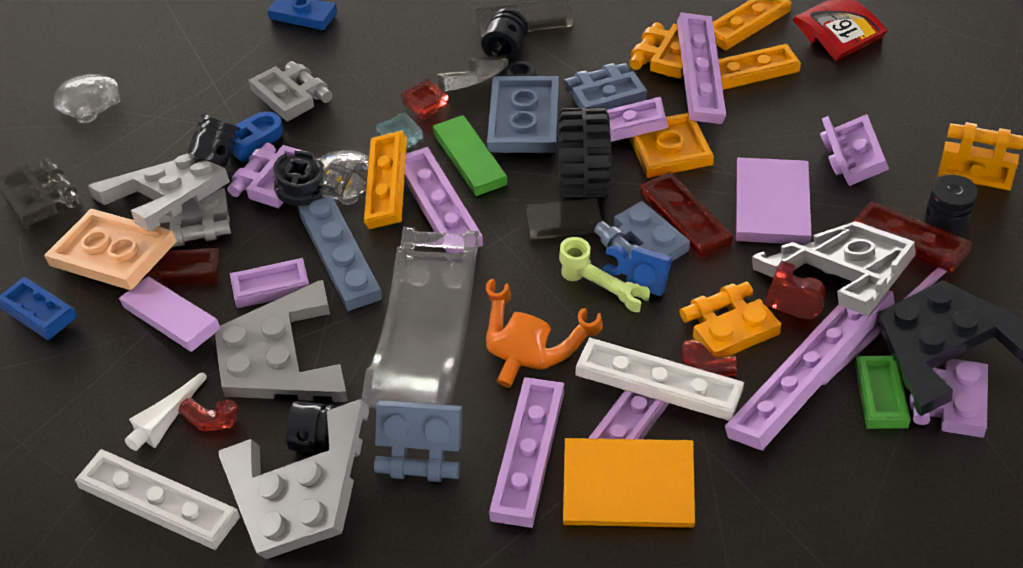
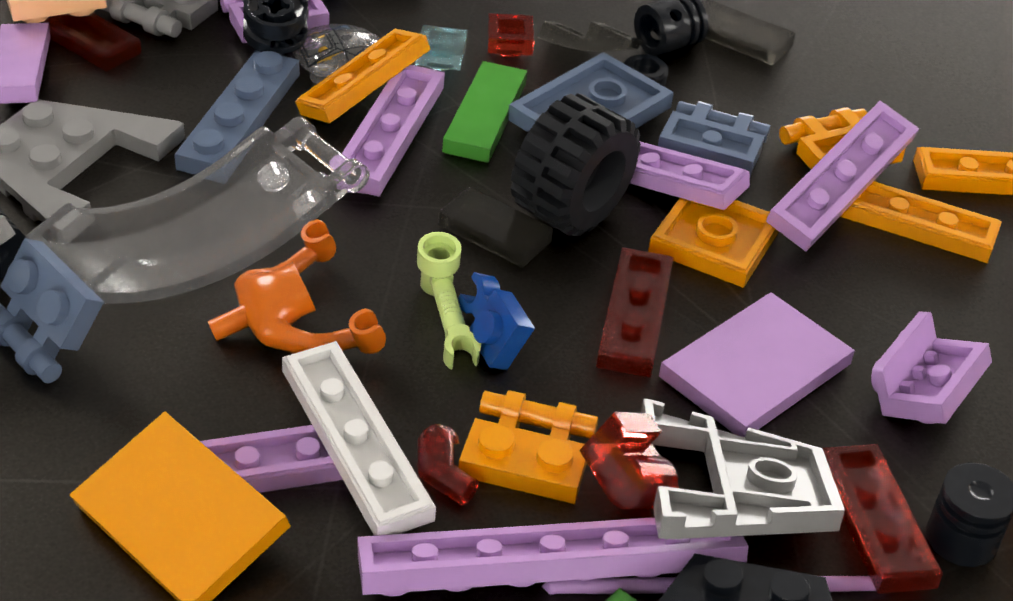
camera: 35 degrees right, 5 degrees down
(268, 282) = (141, 95): lavender tile -> none
(527, 453) = (129, 404): lavender plate -> none
(644, 230) = (568, 298): sand blue plate -> none

